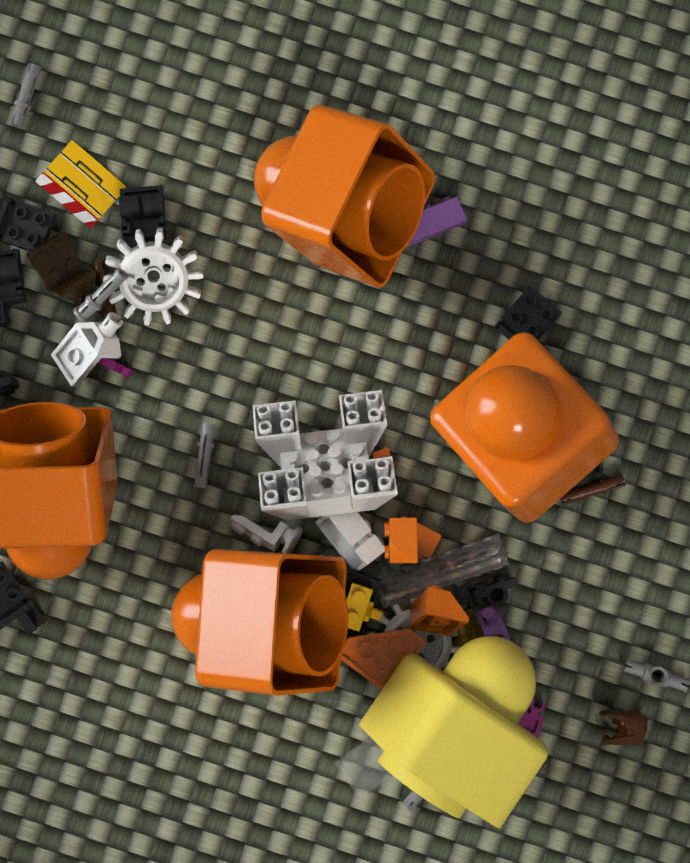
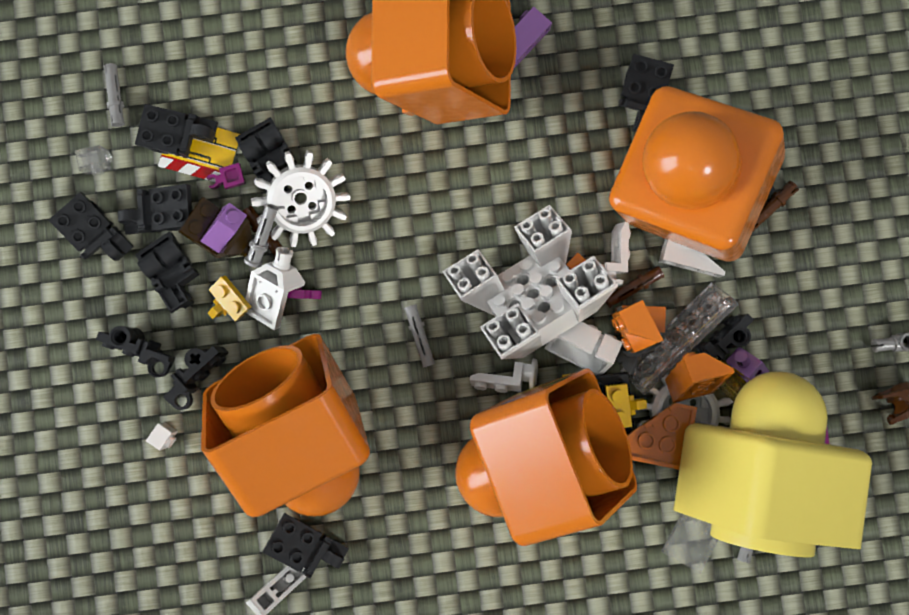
camera: 20 degrees left, 0 degrees up
(41, 338) = (228, 300): none -> yellow hinge
(64, 155) = (172, 131): none -> black plate
(69, 270) = (223, 227): none -> medium lavender slope
(97, 223) = (230, 177): none -> magenta plate
(427, 468) = (619, 251): none -> white piece
(429, 503) = (641, 282): none -> reddish brown pin
(484, 498) = (689, 259): none -> white slope

